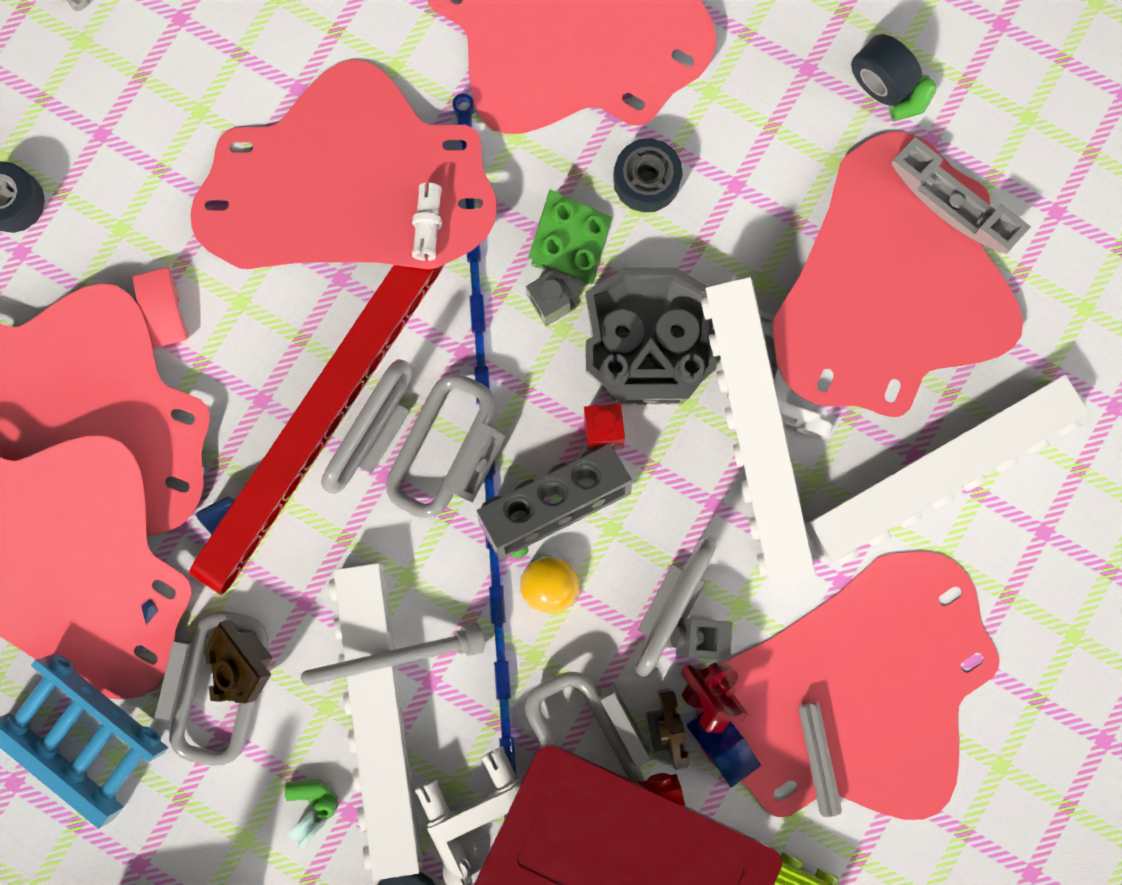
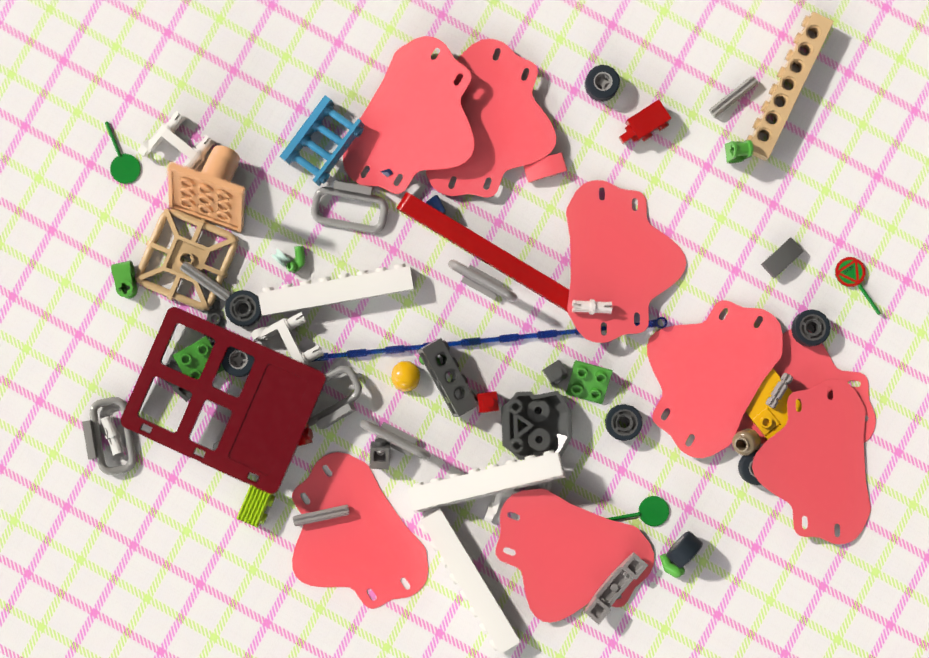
camera: 85 degrees right, 5 degrees up
(86, 119) = (645, 122): none -> red hinge
(237, 664) = (361, 219): dark brown plate -> none
(467, 641) = (376, 335): light grey piece -> none
(471, 460) = (468, 334): light grey bar -> none
(668, 729) = (334, 437): dark brown plate -> none
(715, 692) = (353, 460): dark red hips -> none
(726, 751) = (327, 466): clear blue slope -> none
(812, 133) = (652, 511): none -> green piece

